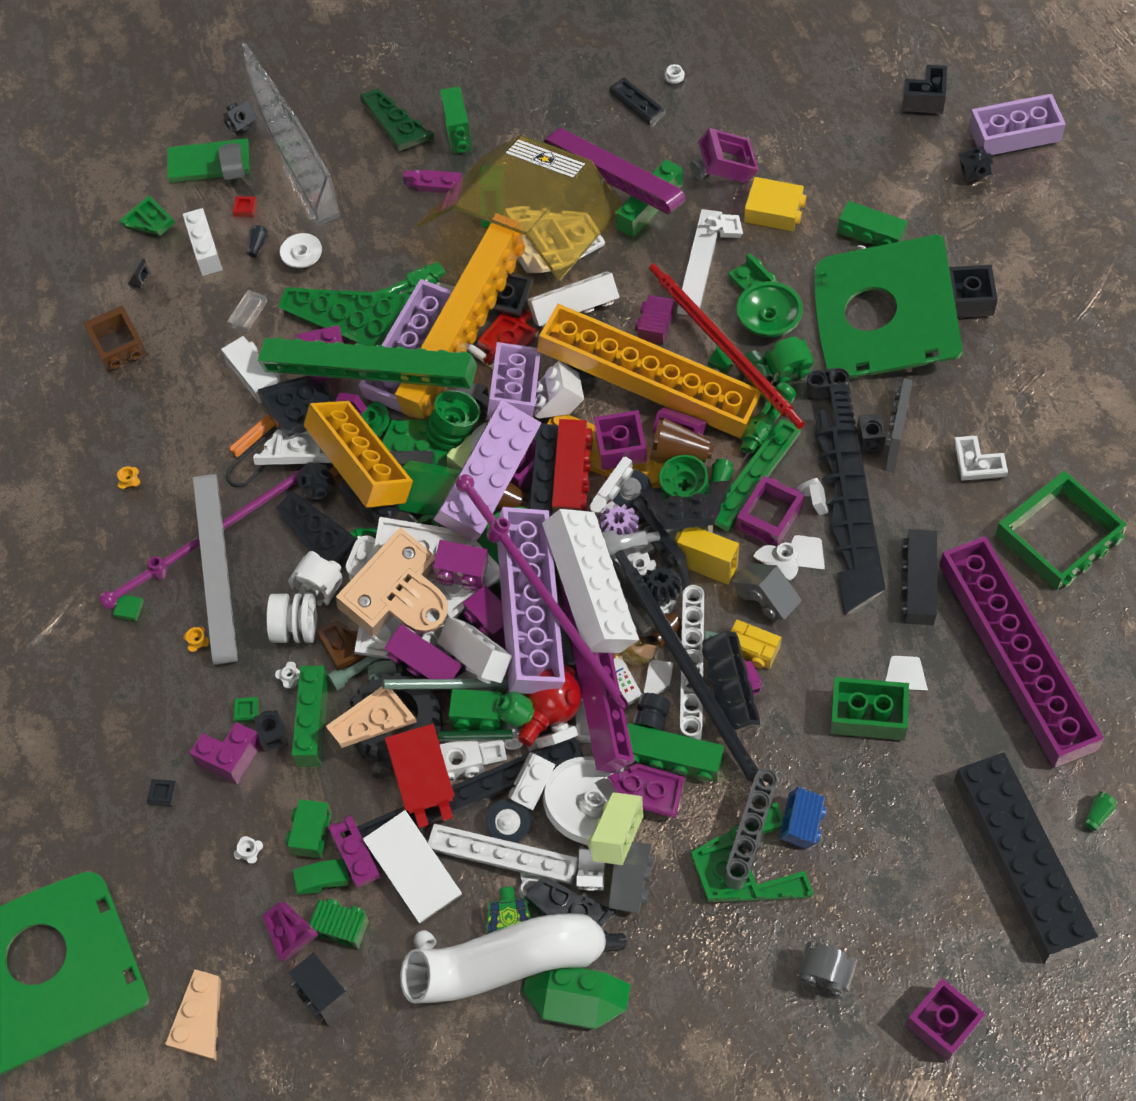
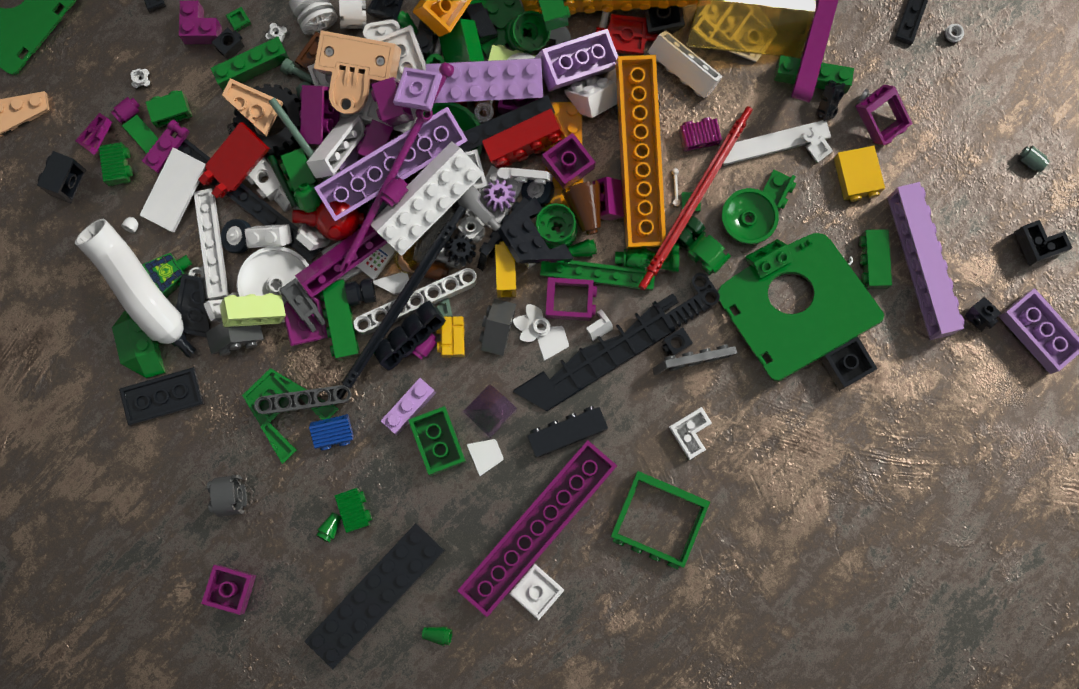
camera: 55 degrees right, 20 degrees up
(278, 881) = (126, 109): none -> magenta brick
(470, 519) = (417, 89): none -> lavender tile
(520, 492) = (486, 107): none -> clear brick
(568, 601) = (394, 191): none -> magenta brick
(635, 777) = (301, 303): none -> dark grey hinge
(659, 1002) = (161, 396): none -> black tile
(692, 199) = (829, 108): none -> black hinge
(813, 723) = (408, 406): none -> lavender brick
(821, 312) = (769, 258): none -> green bracket
(837, 65) = (1034, 158): none -> sand green brick
(858, 642) = (490, 410): none -> slope
(898, 185) = (925, 261): none -> lavender brick
(908, 837) = (353, 510): none -> green brick
(918, 876) = (329, 528): none -> green cone
(1095, 685) = (536, 591): none -> white tile

